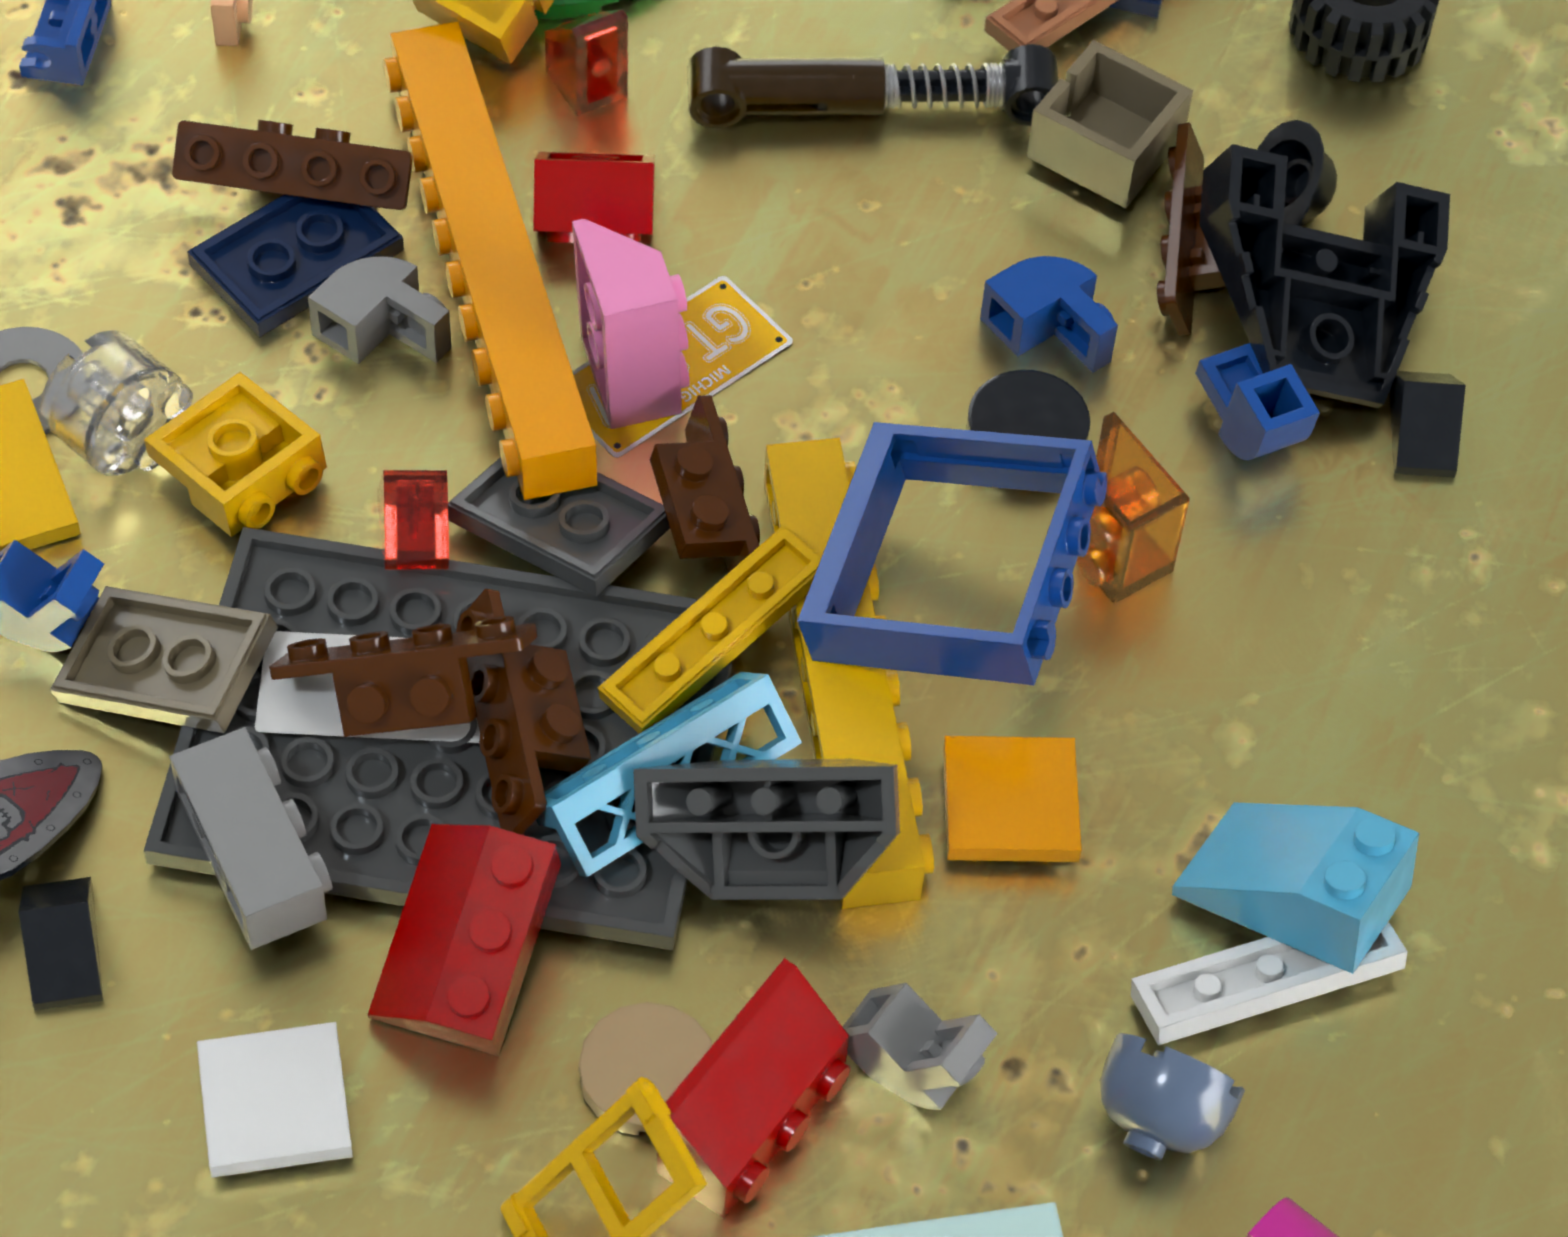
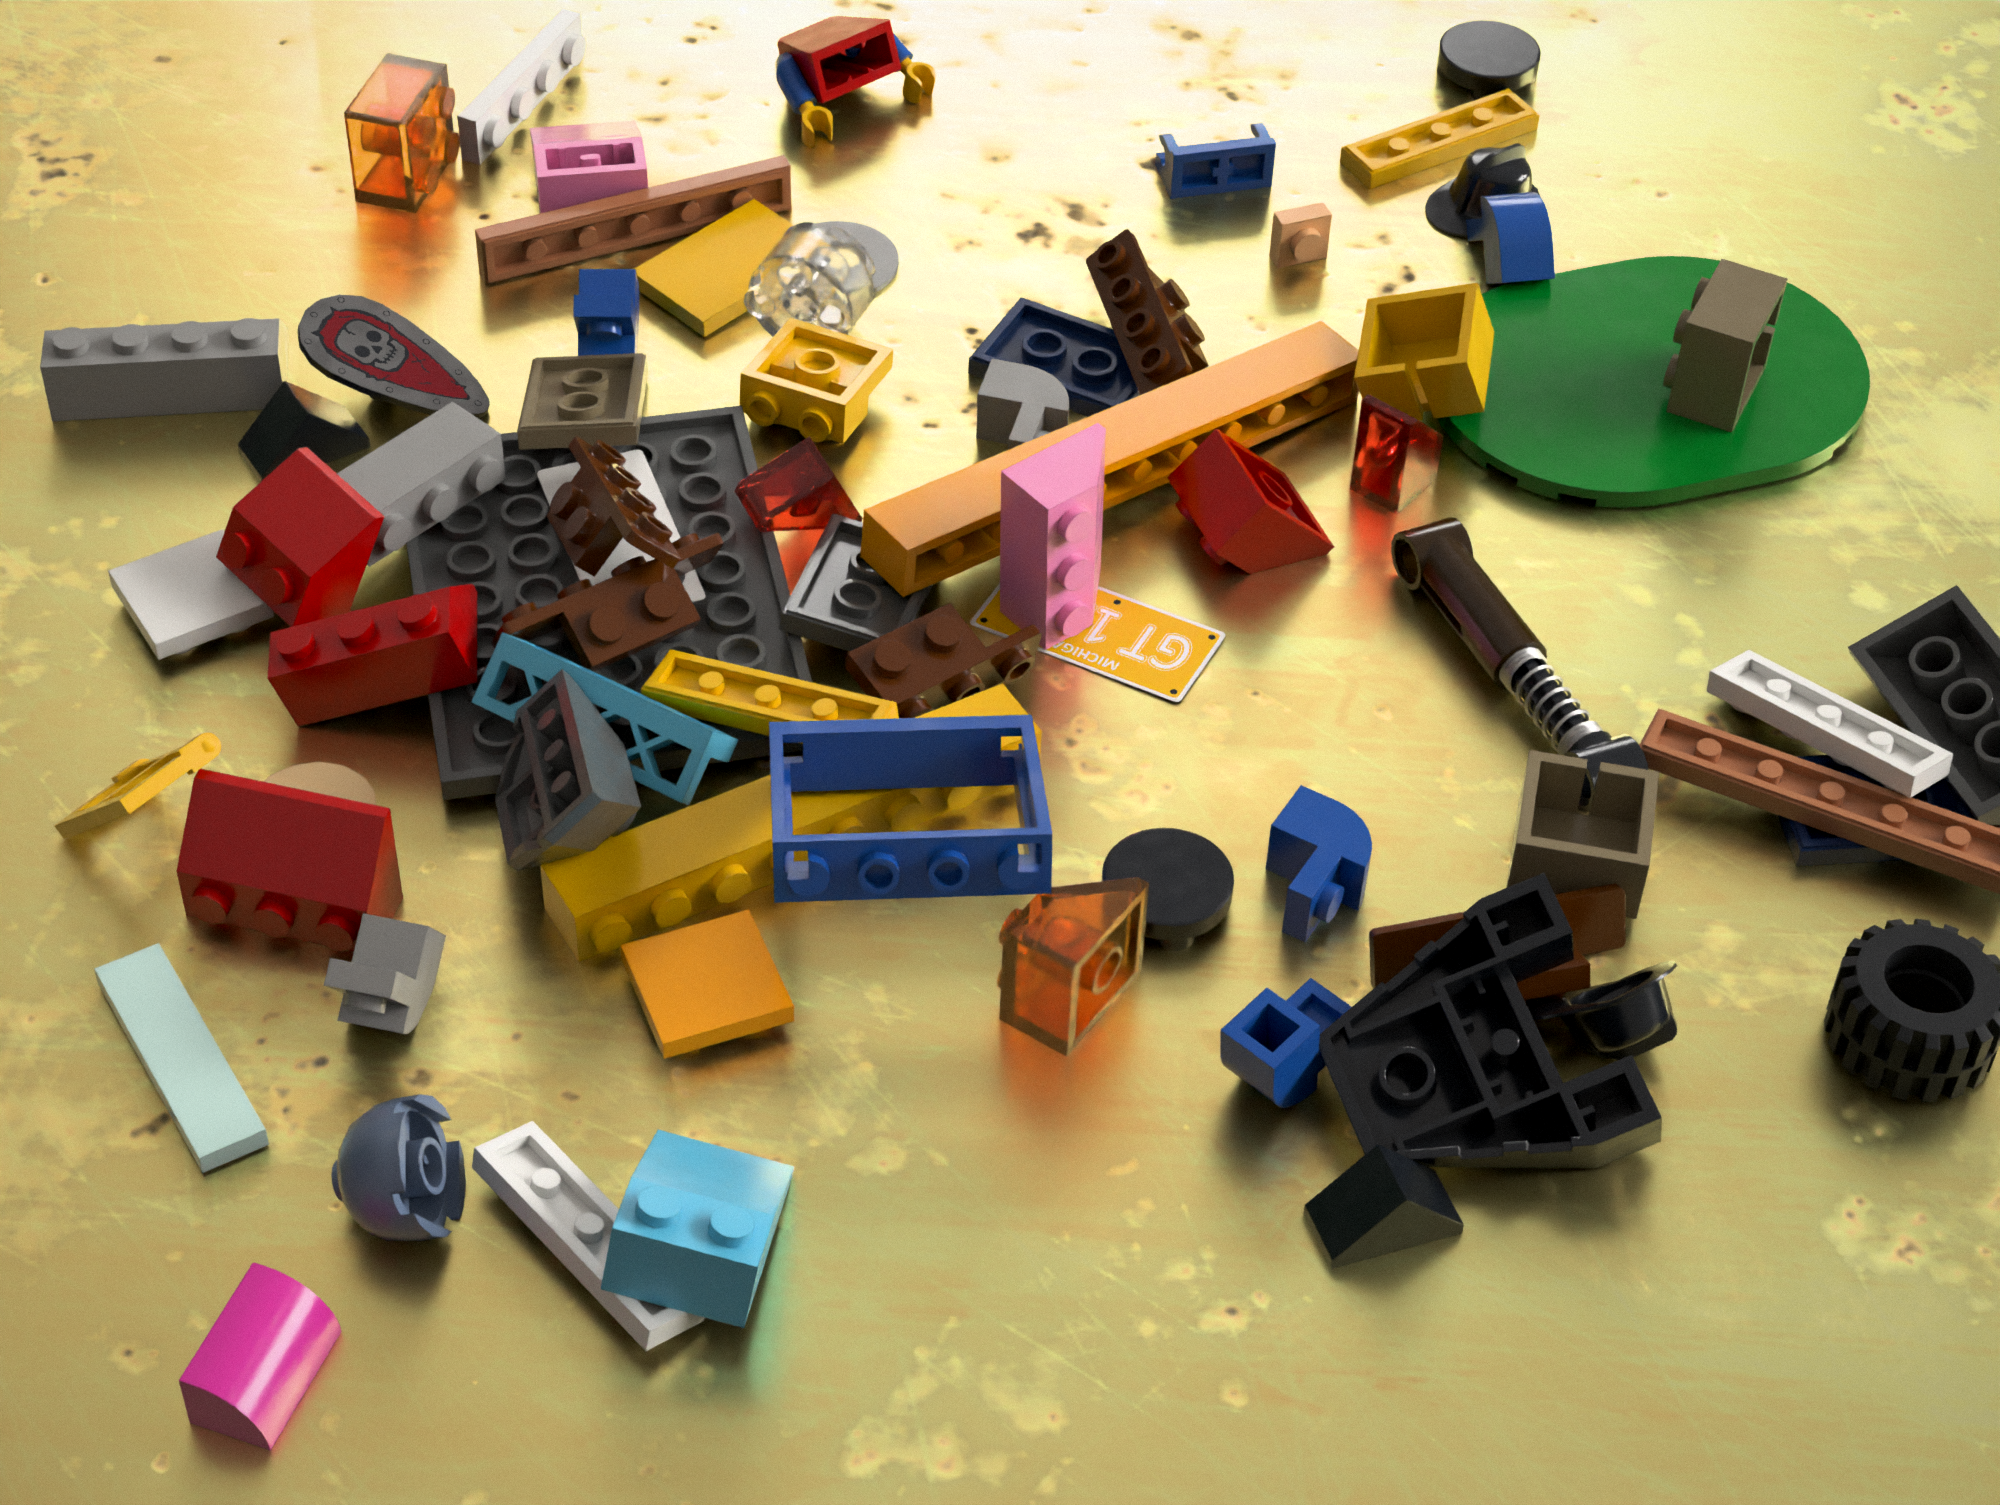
camera: 70 degrees right, 10 degrees down
(299, 955) = (301, 540): none -> red slope

